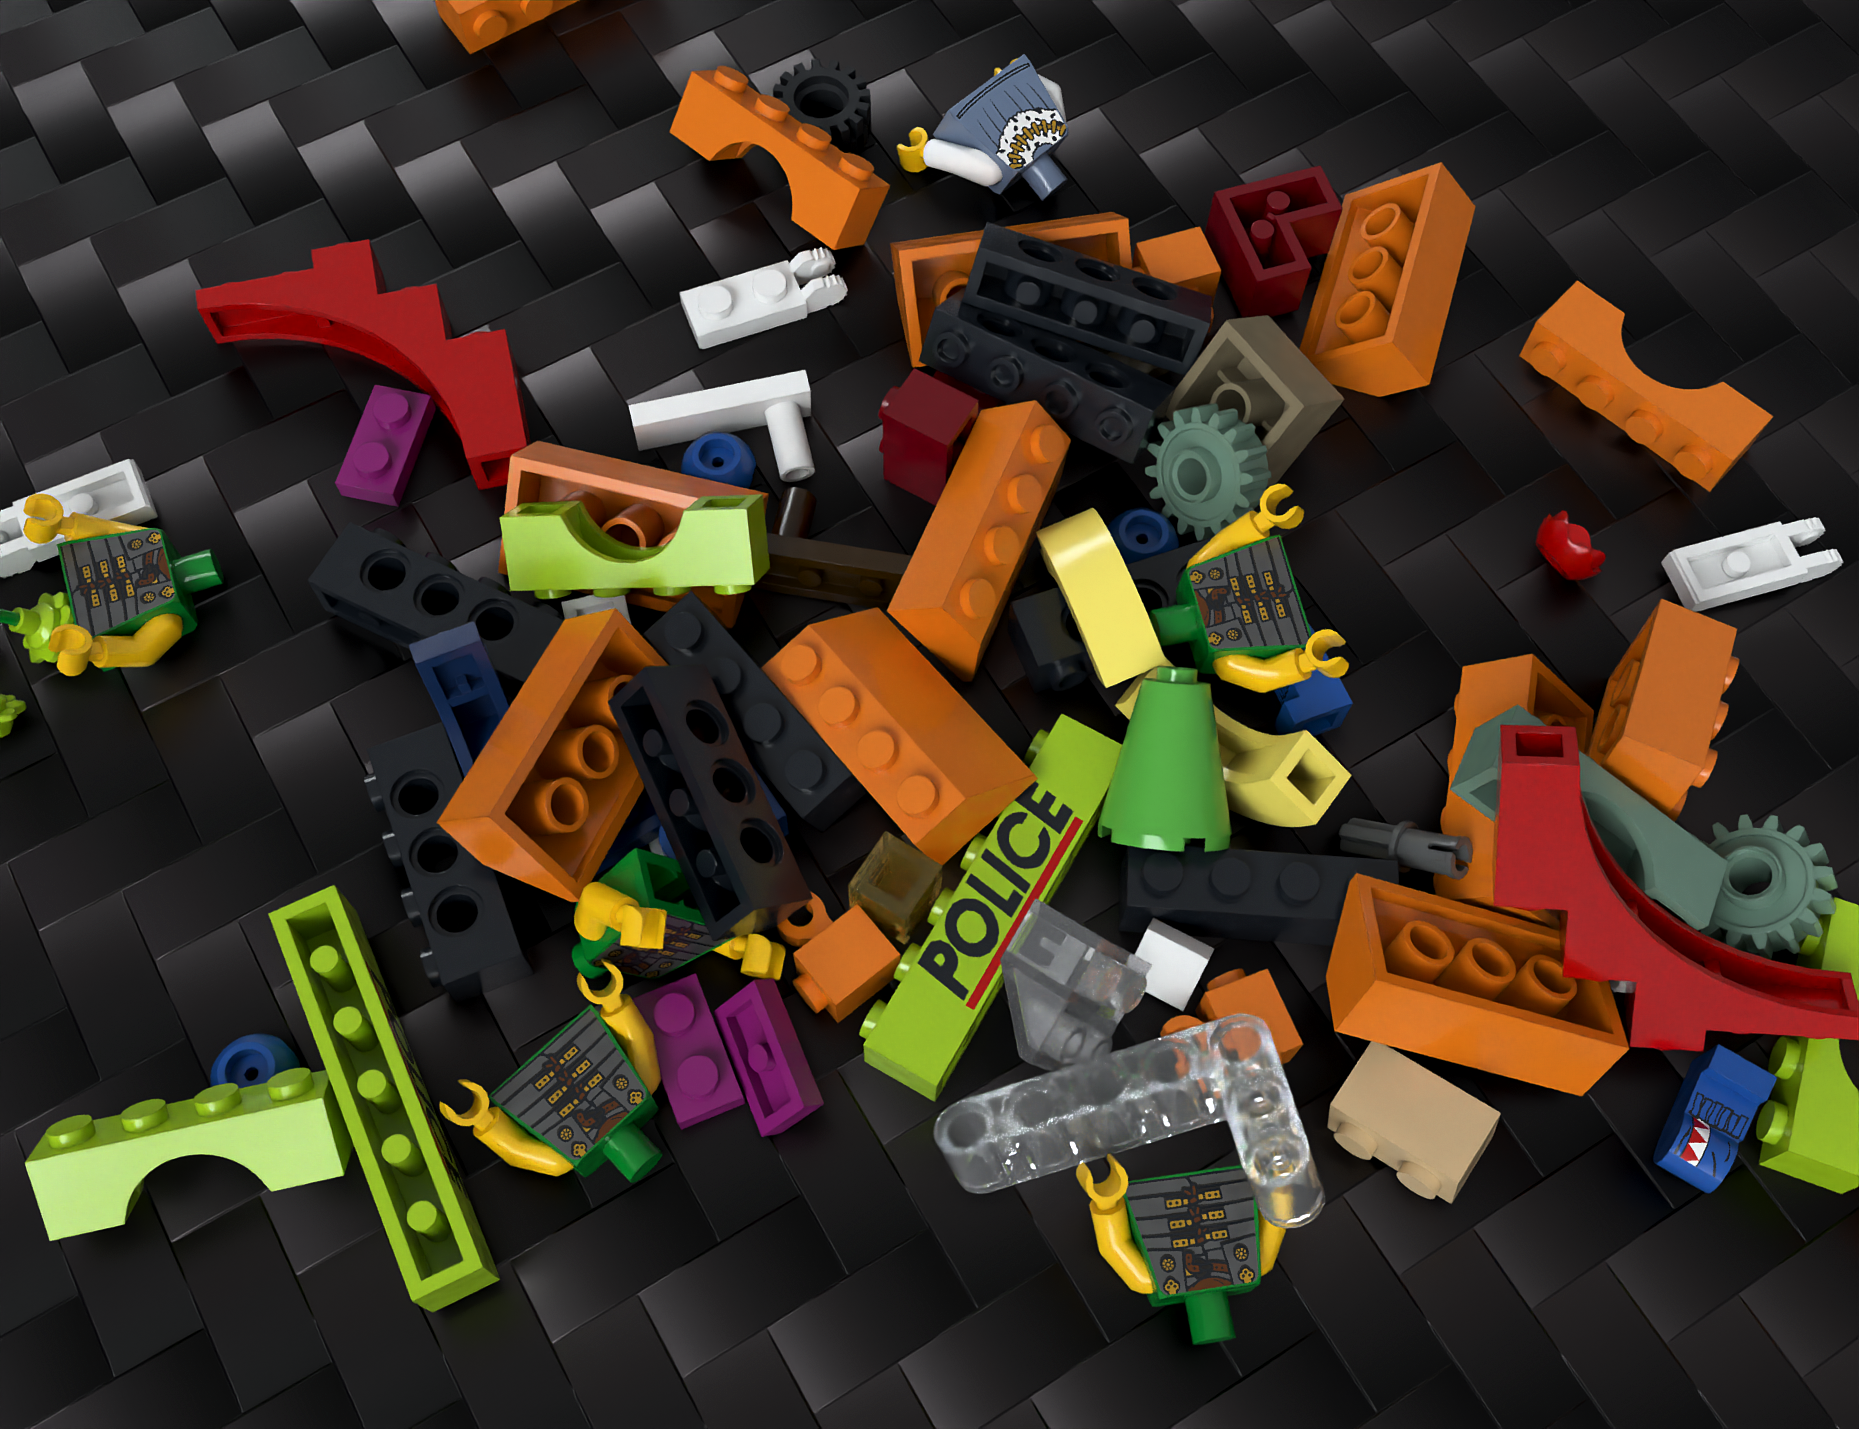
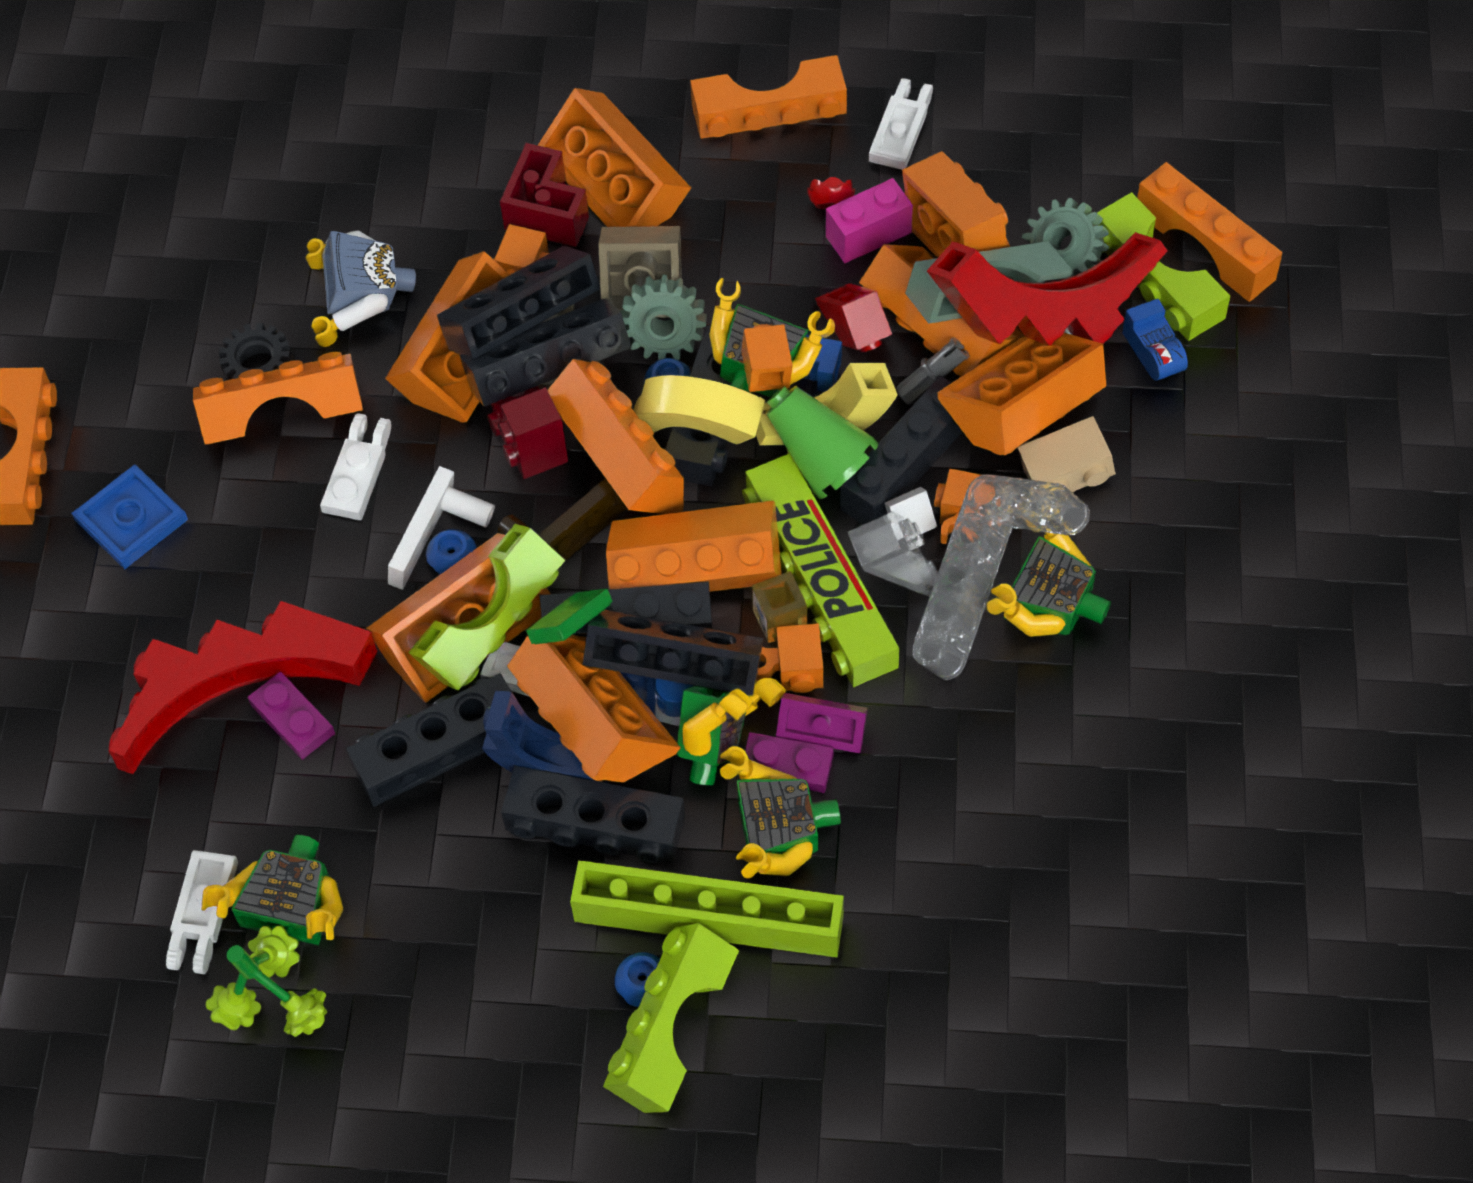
camera: 50 degrees left, 5 degrees down
(537, 129) = (129, 516): none -> blue tile
(651, 638) = (569, 616): none -> green tile
(1217, 618) = (766, 357): none -> orange brick
(1411, 697) = (856, 316): none -> slope
(1569, 618) = (869, 220): none -> dark pink brick

